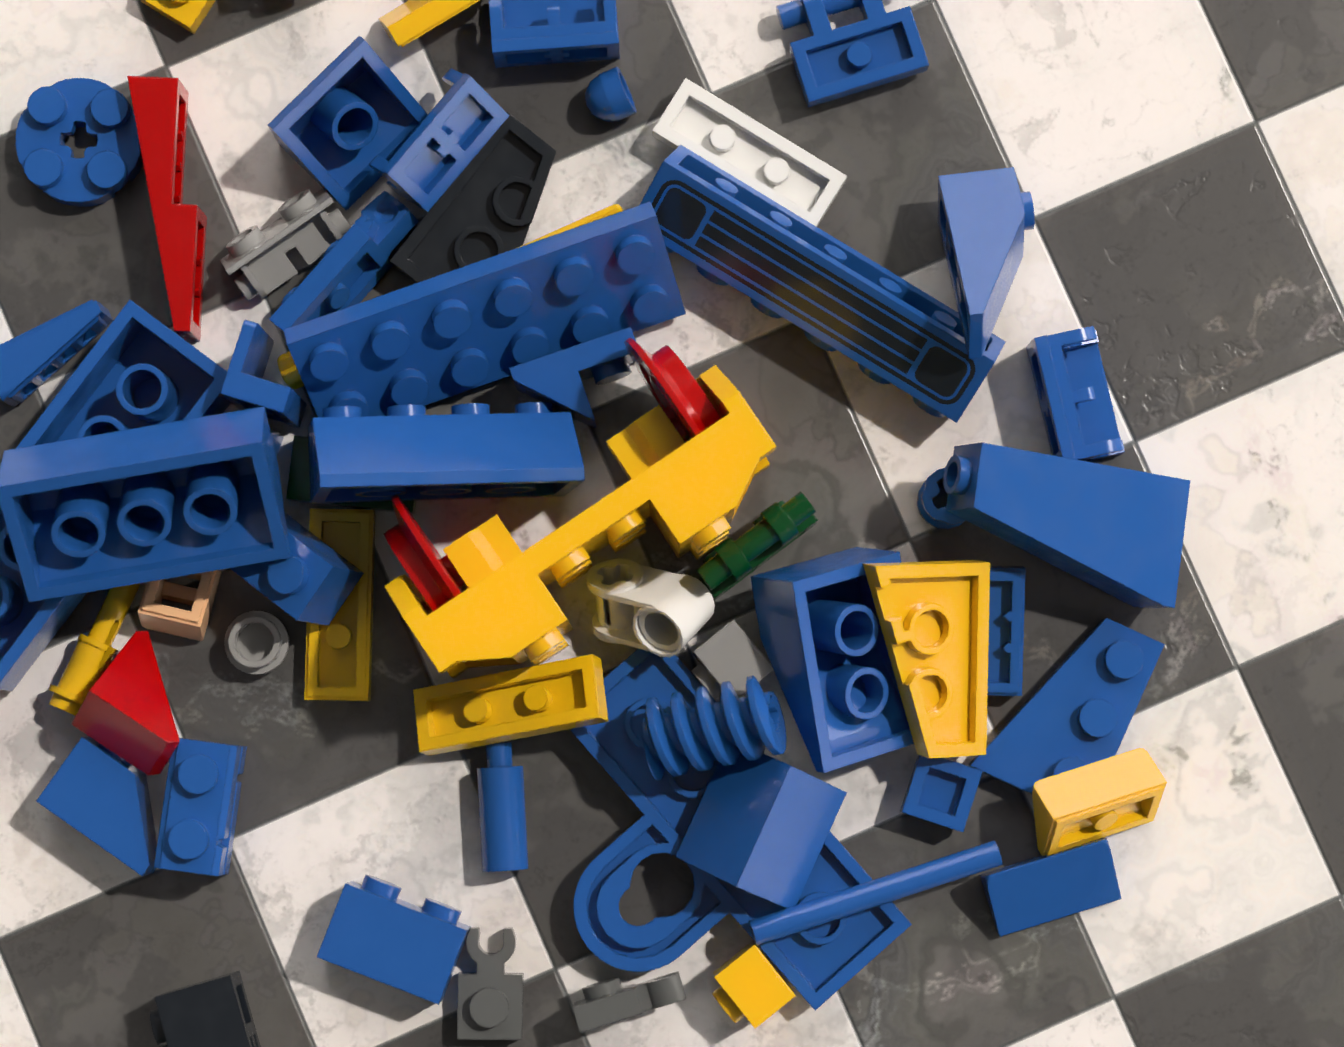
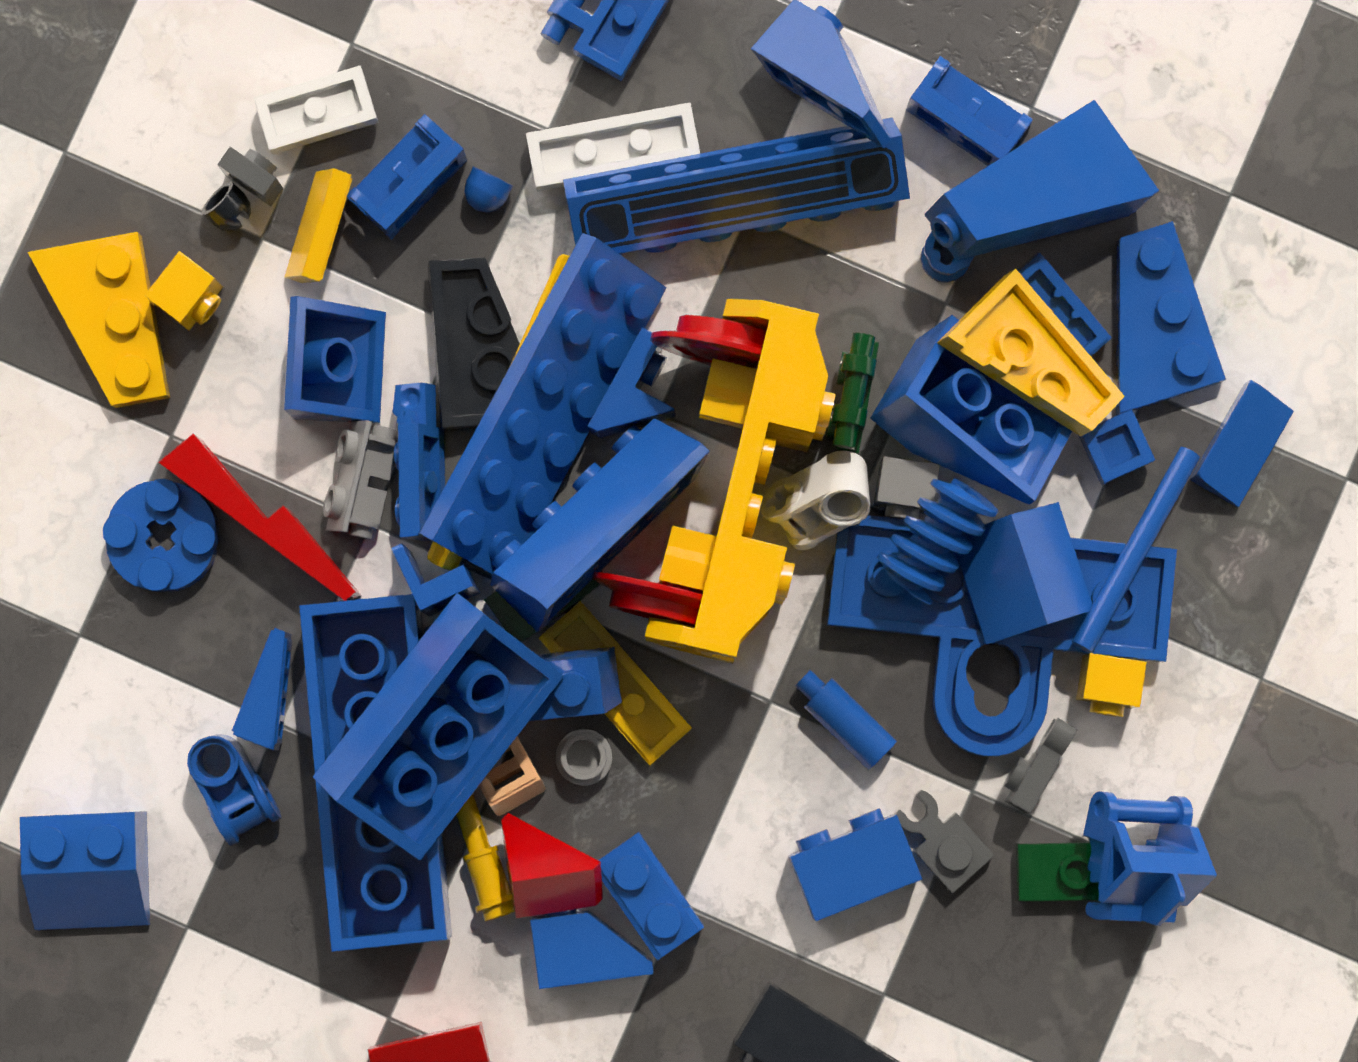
camera: 40 degrees left, 0 degrees up
(443, 142) = (407, 318): blue hinge -> none
(510, 705) = (789, 644): yellow plate -> none
(1096, 800) = (1222, 361): yellow slope -> none

